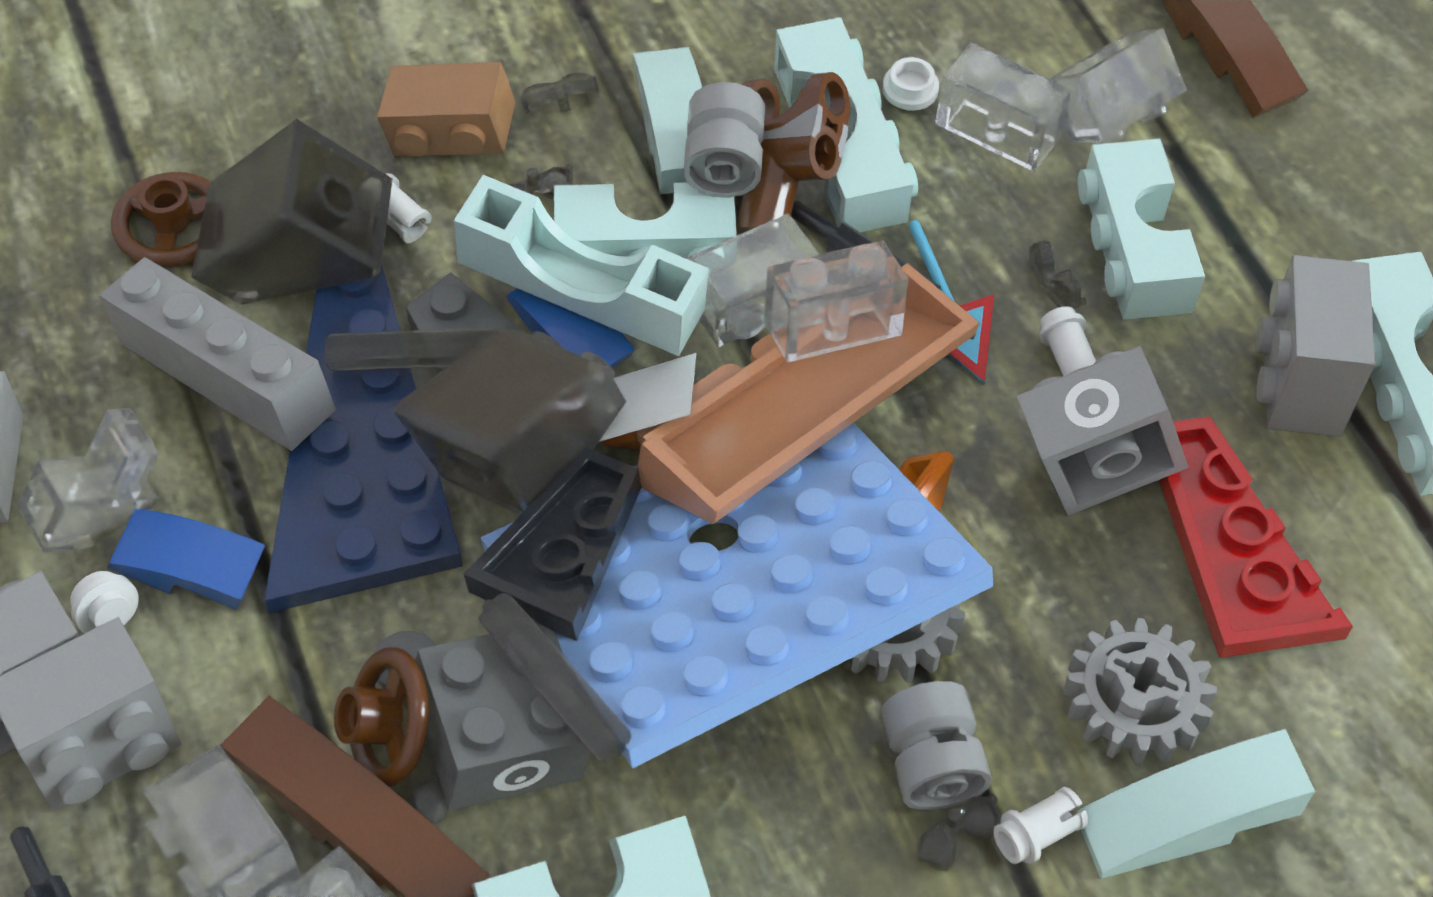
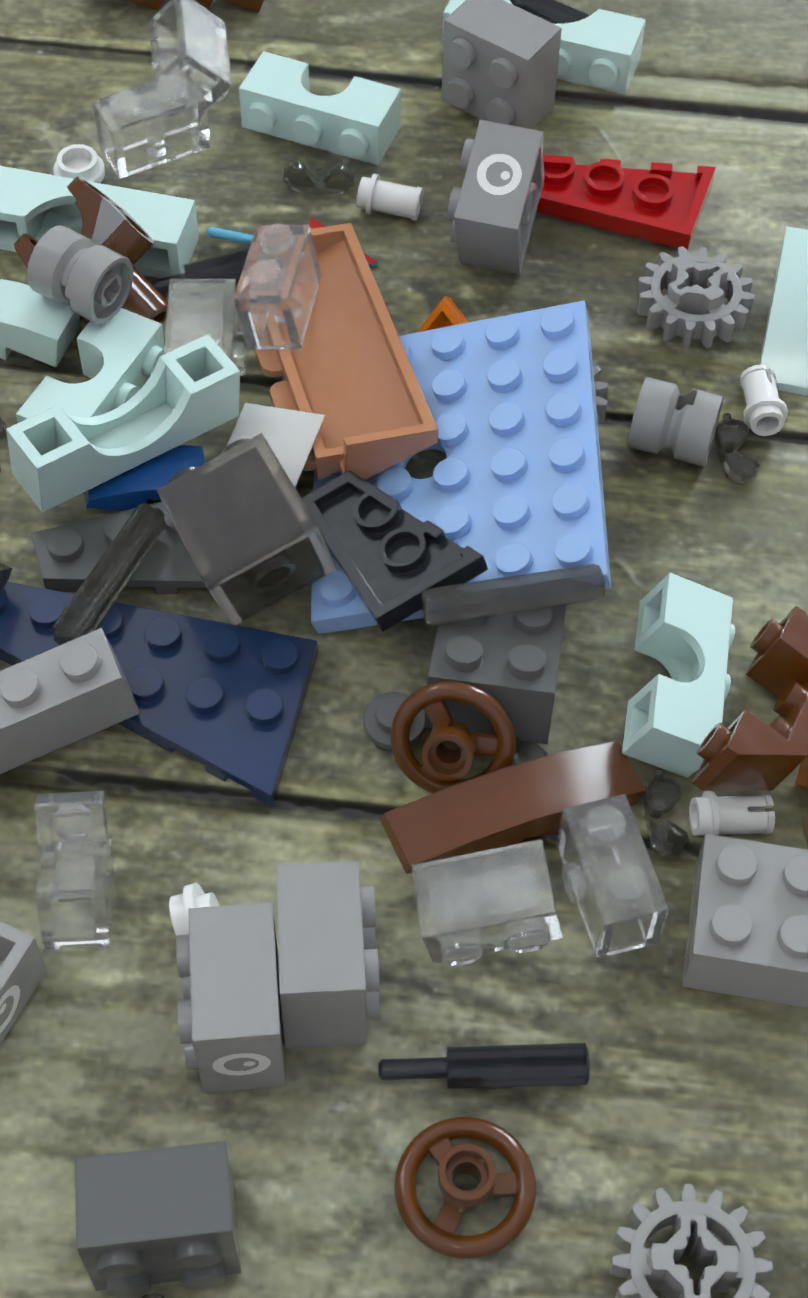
camera: 60 degrees left, 0 degrees up
(187, 553) = (183, 837): blue slope -> none

